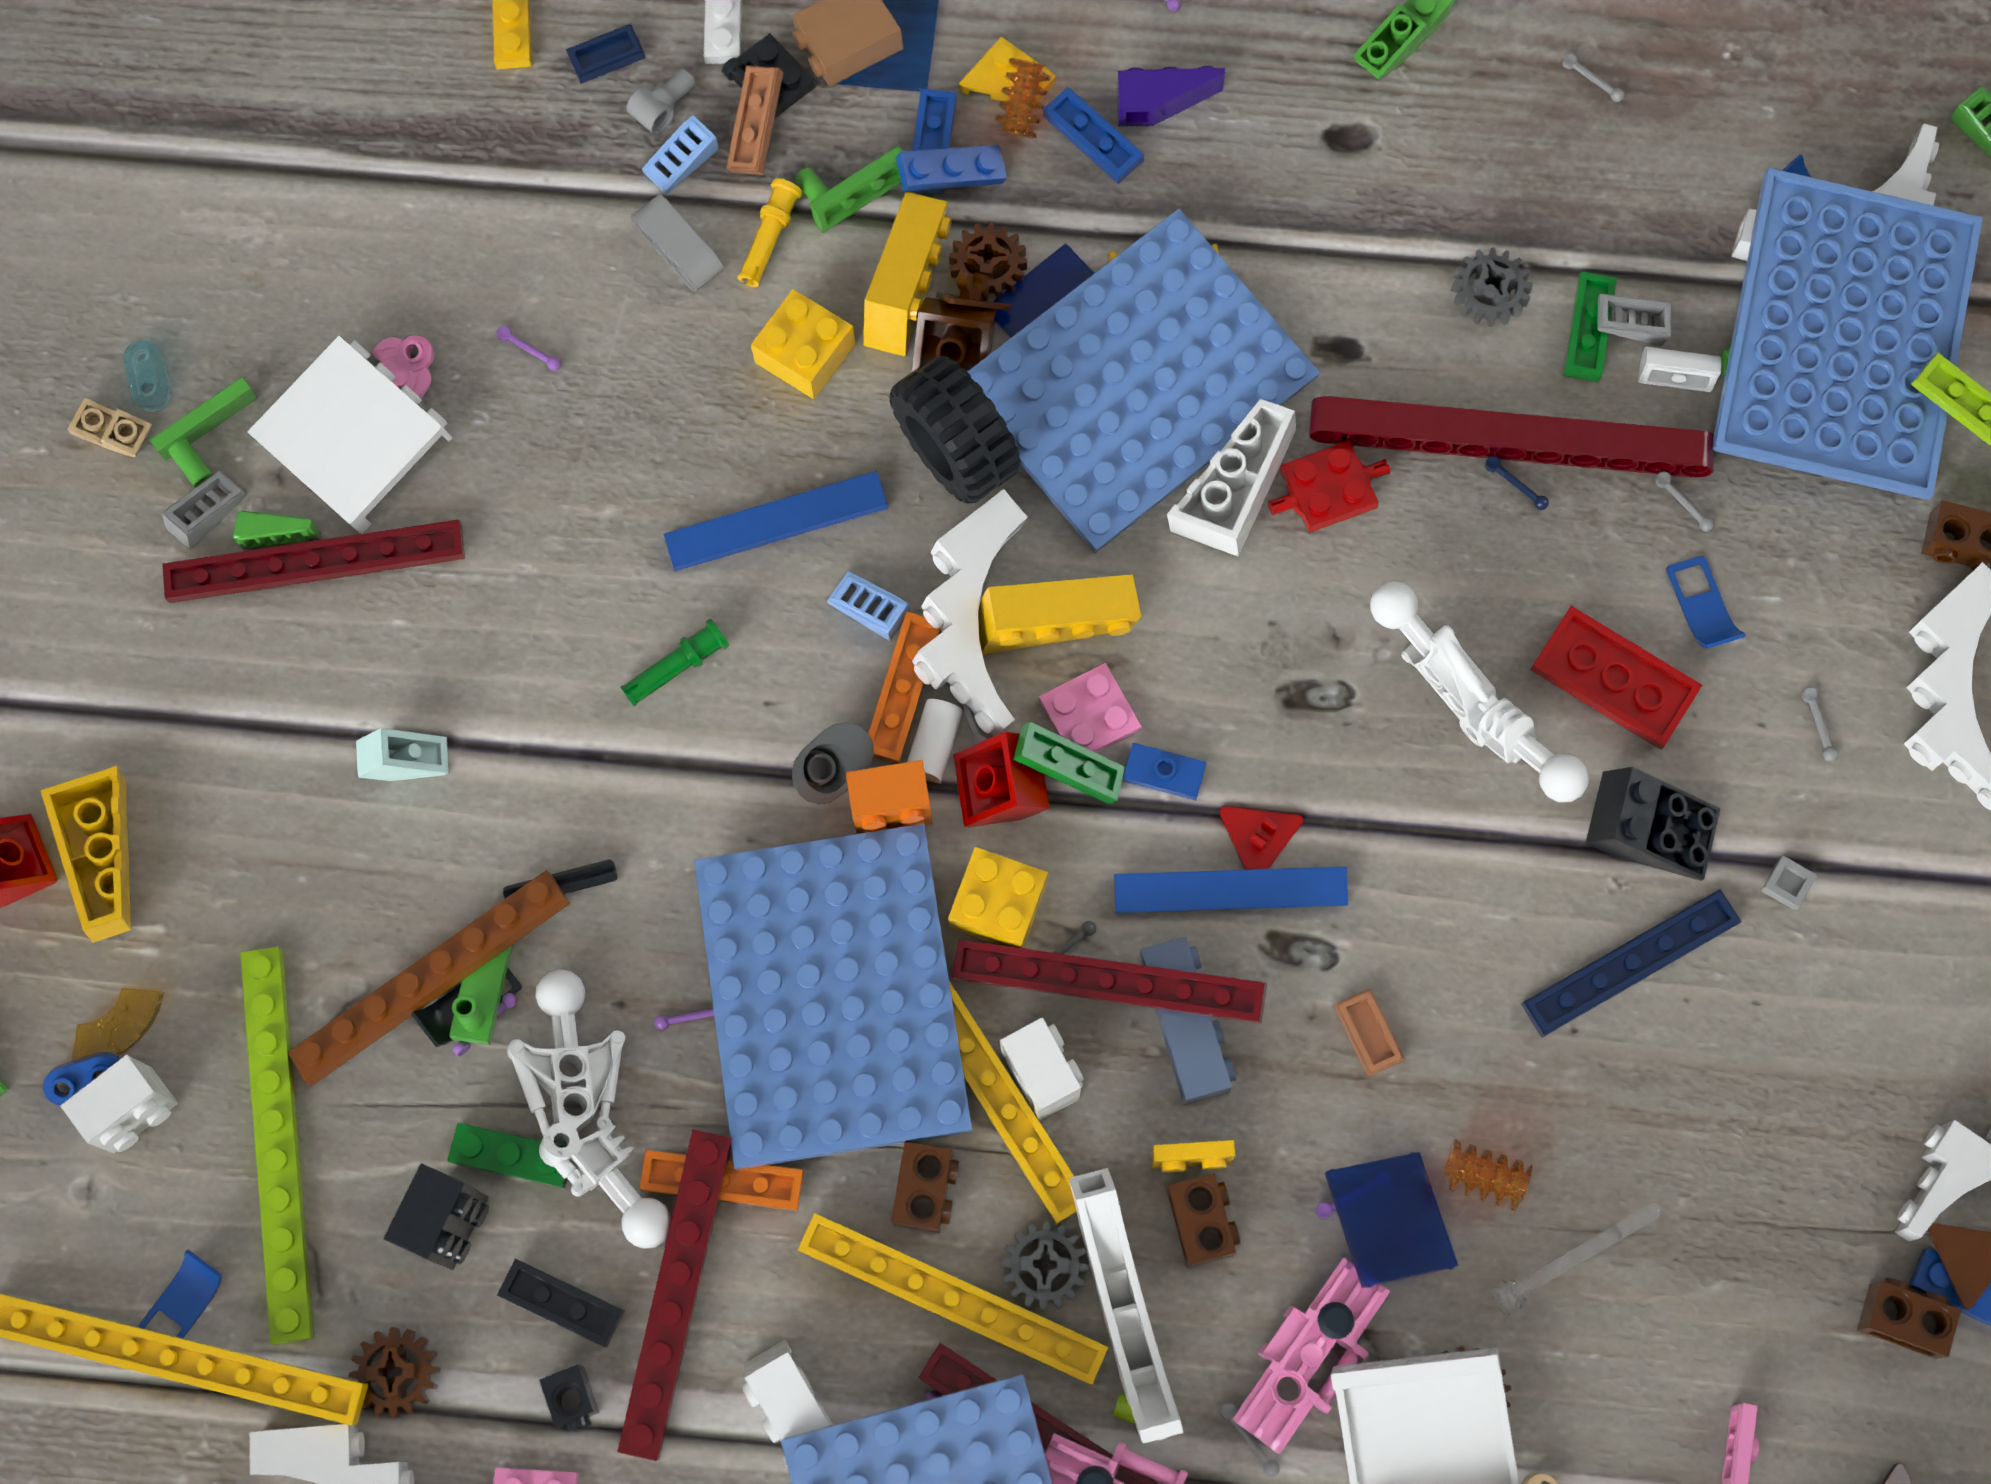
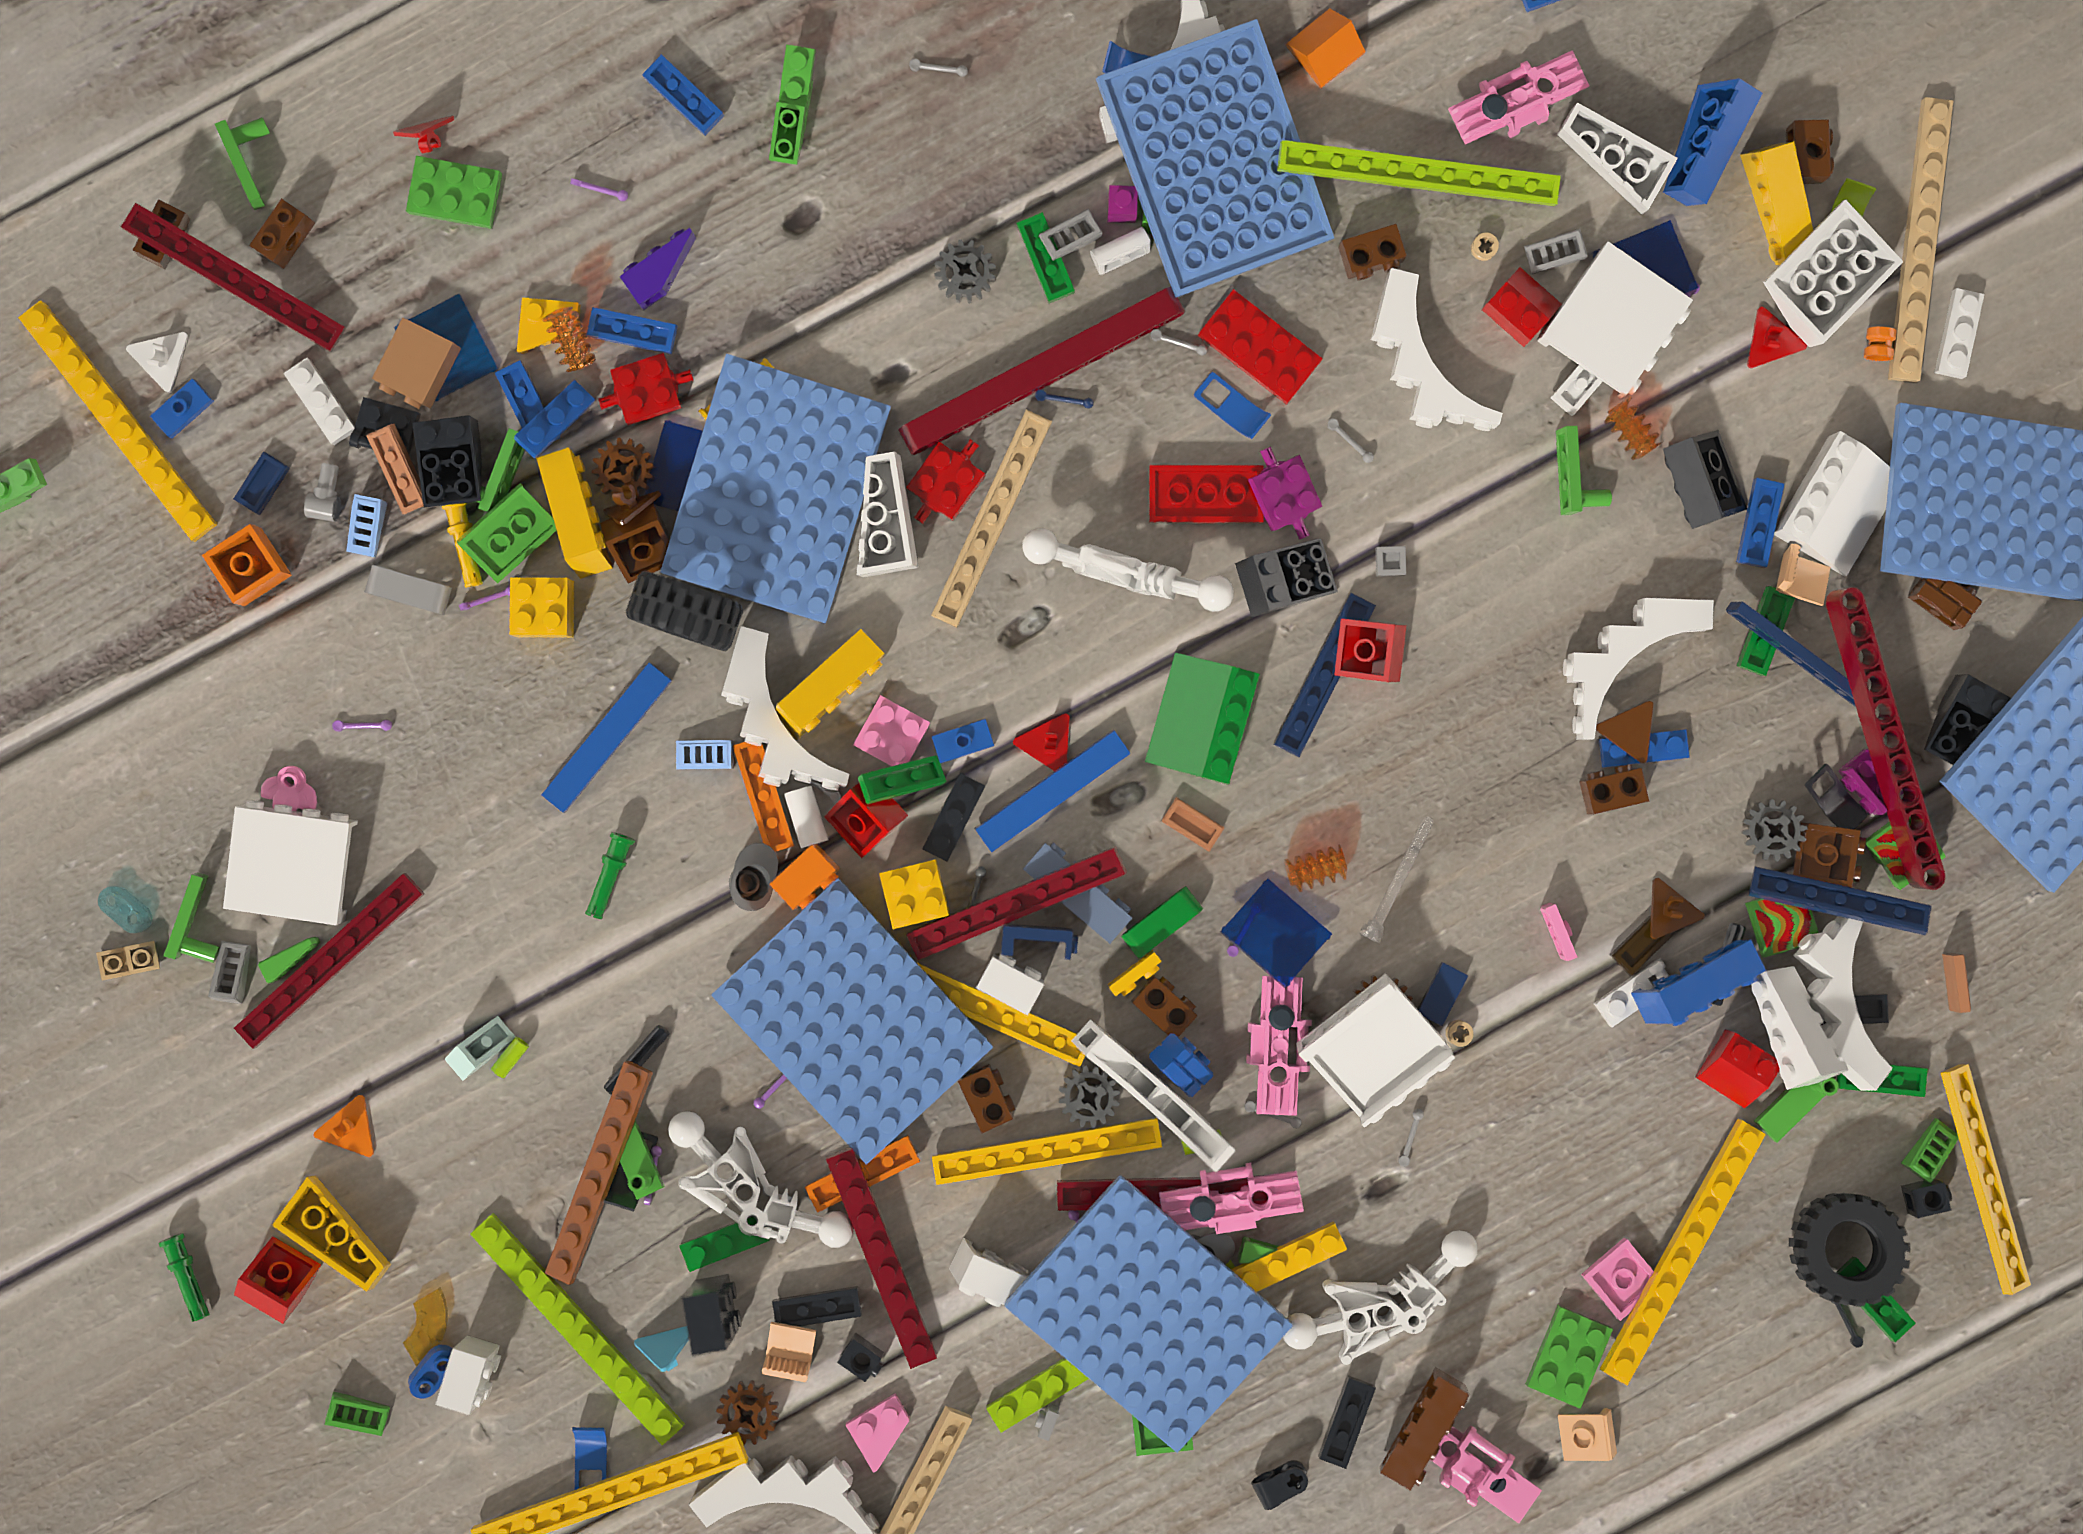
camera: 35 degrees left, 15 degrees up
(199, 753) = (349, 1128): none -> orange piece
(354, 1227) = (663, 1347): none -> medium azure piece
(426, 789) = (509, 1057): none -> lime axle
(493, 1332) = (789, 1352): none -> light nougat piece
(532, 115) = (246, 565): none -> orange brick
(726, 297) = (467, 605): none -> medium lavender hinge
(814, 139) = (449, 460): none -> black slope
(821, 248) = (508, 533): none -> bright green plate
(1067, 200) = (645, 389): none -> red plate
(1098, 848) = (953, 817): none -> black plate
(1110, 1032) = (1041, 933): none -> dark blue panel
(1180, 1297) = (1181, 1064): none -> blue brick
(1263, 1119) = (1162, 922): none -> green beam
(1352, 557) = (991, 518): none -> tan tile
(1457, 919) = (1202, 718): none -> green slope
(1549, 1429) = (1442, 993): none -> dark blue tile
(1706, 964) = (1370, 650): none -> red slope
(1710, 730) = (1285, 493): none -> magenta plate
(1711, 321) = (1122, 204): none -> magenta brick
(1775, 562) = (1260, 347): none -> red plate

